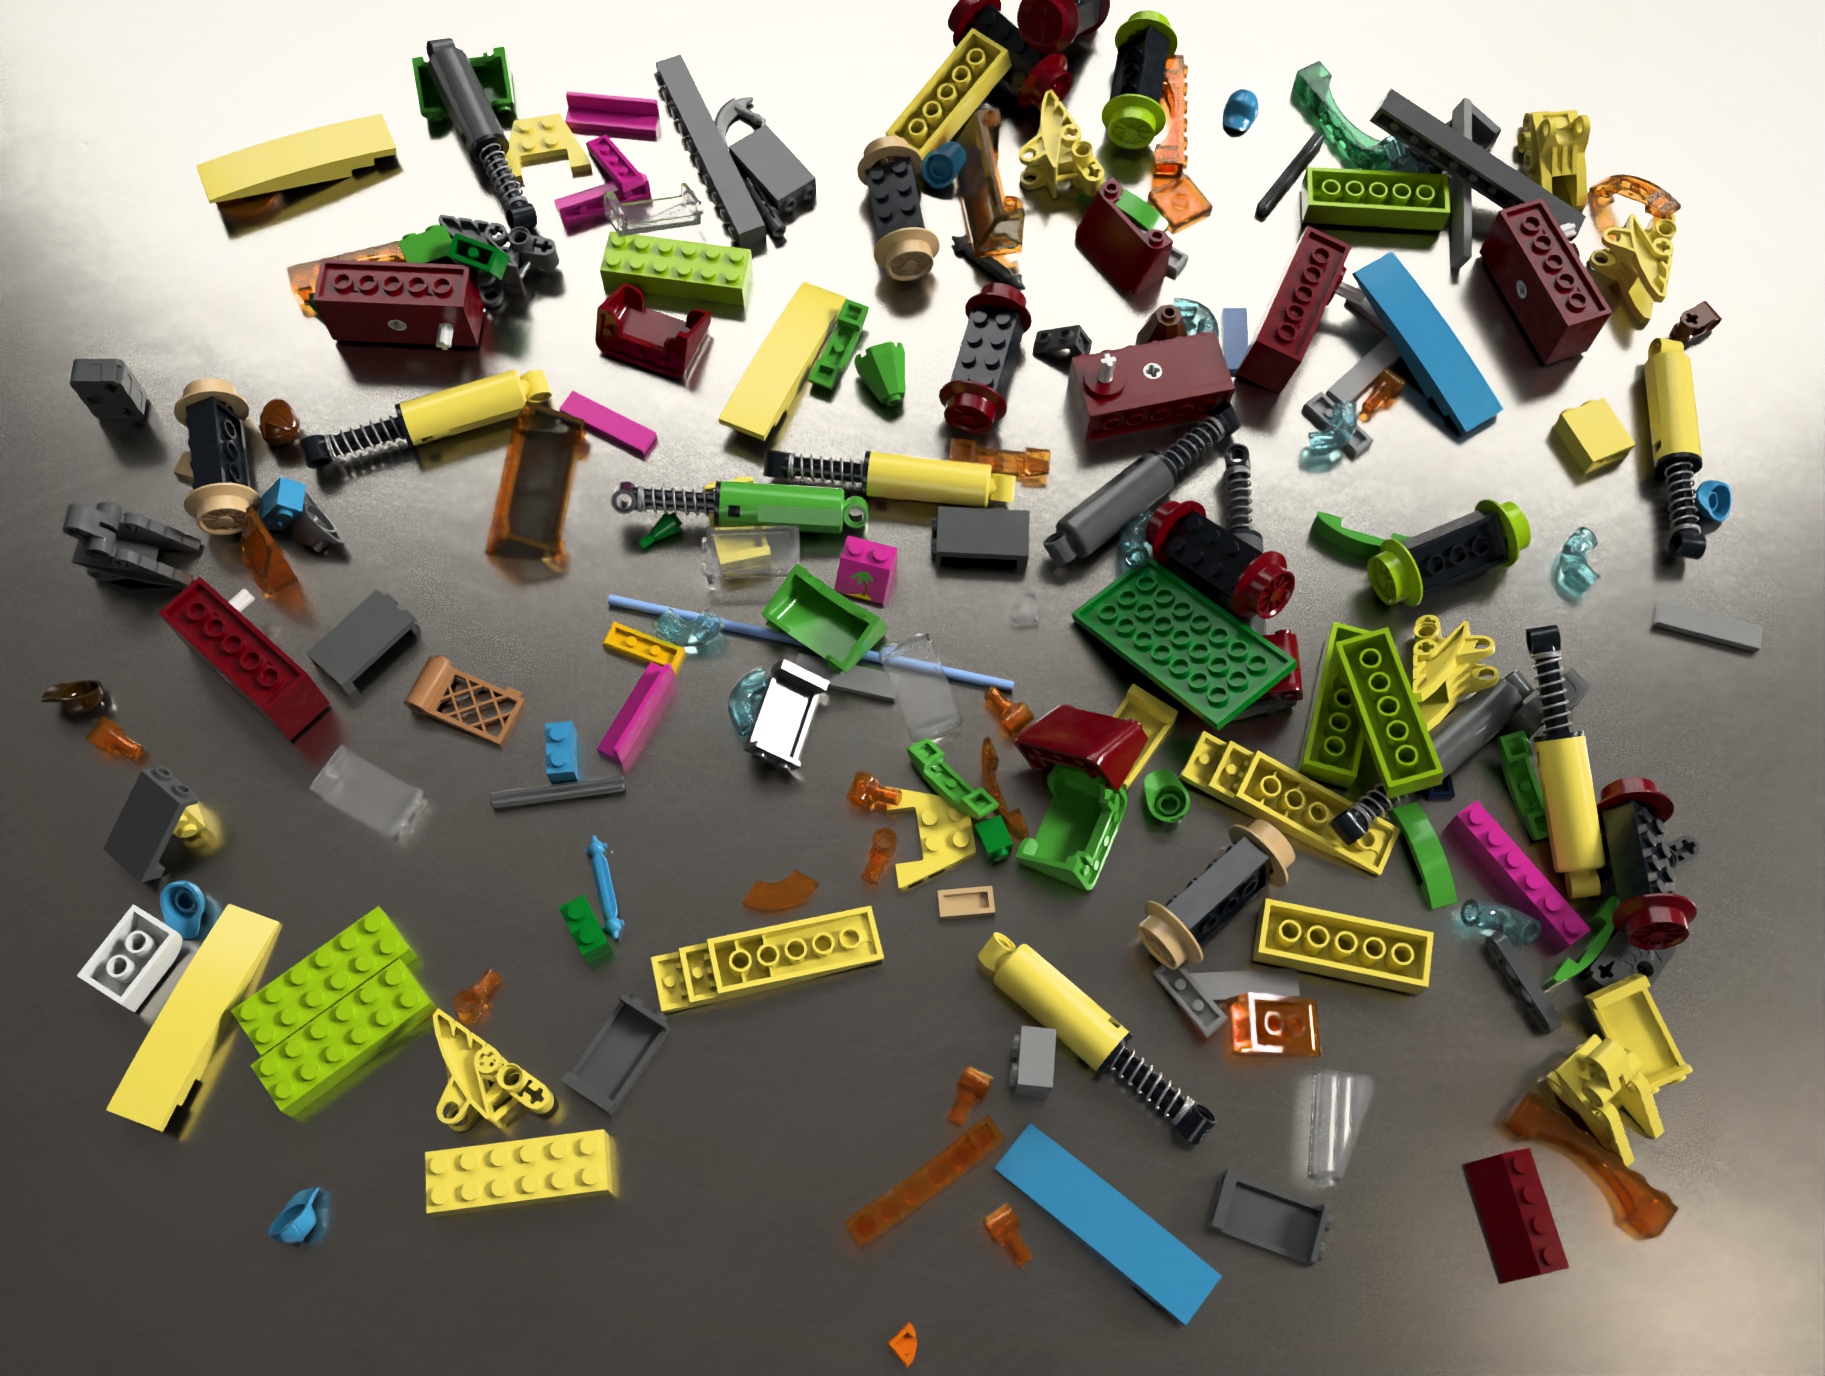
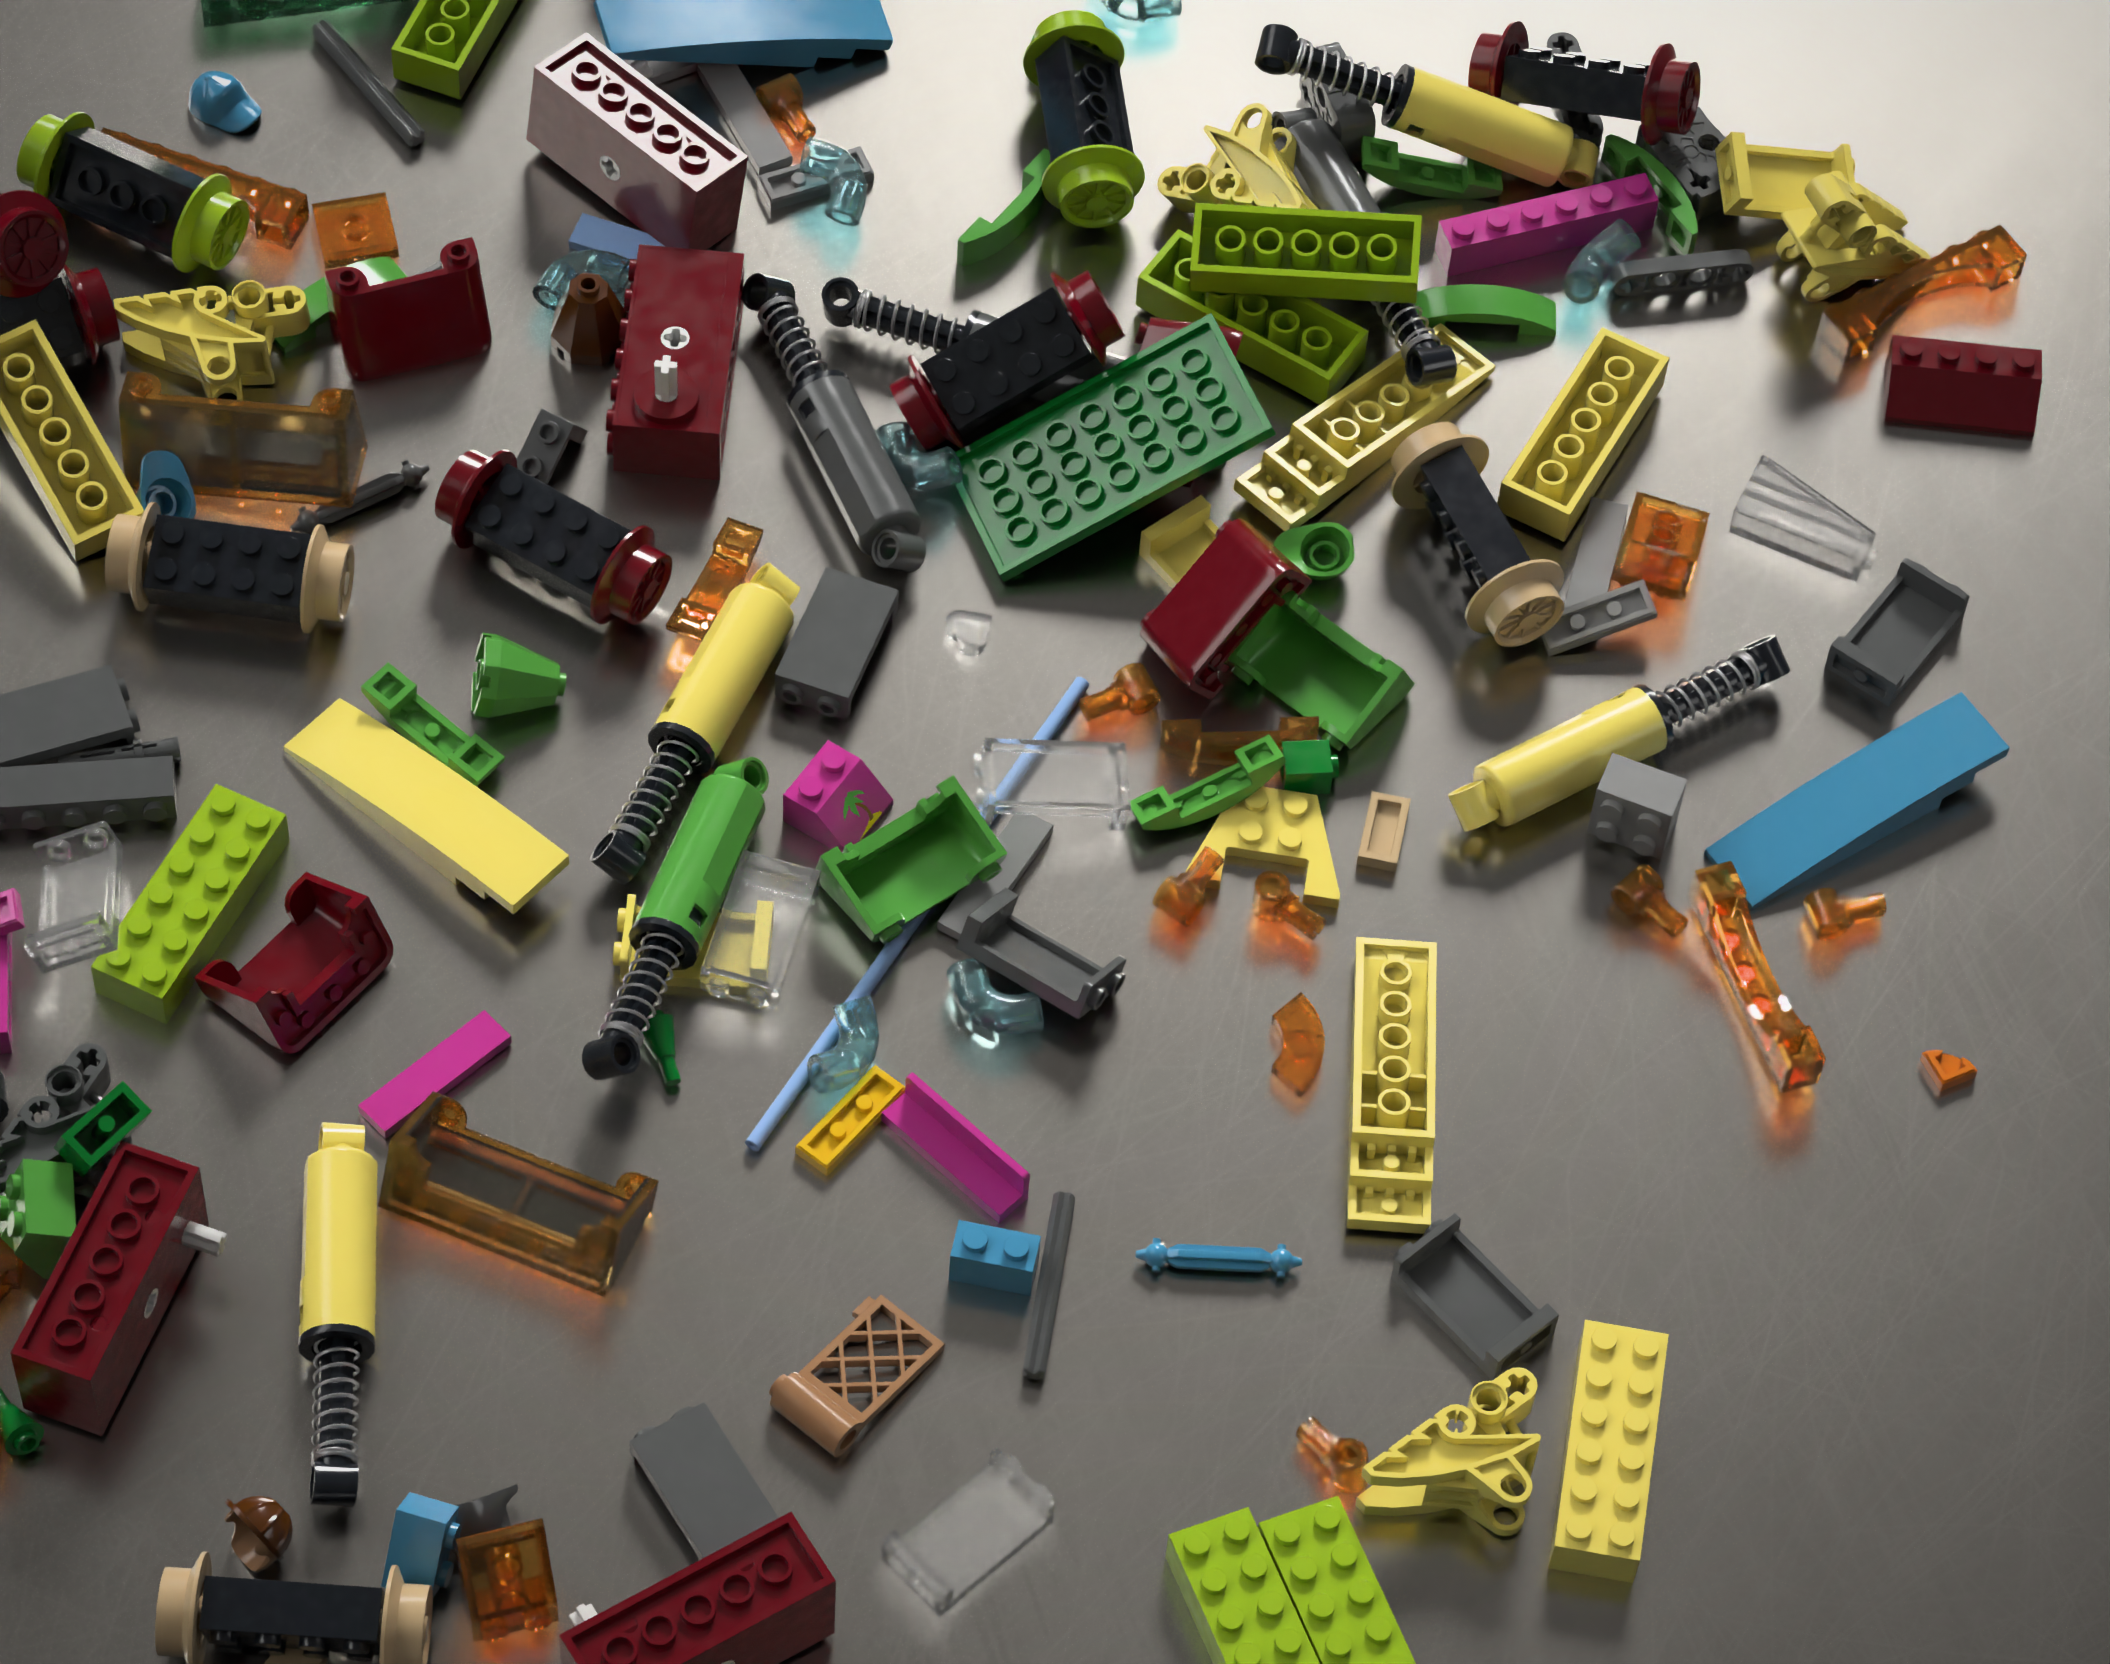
camera: 75 degrees left, 10 degrees down
(585, 929) = (1280, 1289): green brick -> none

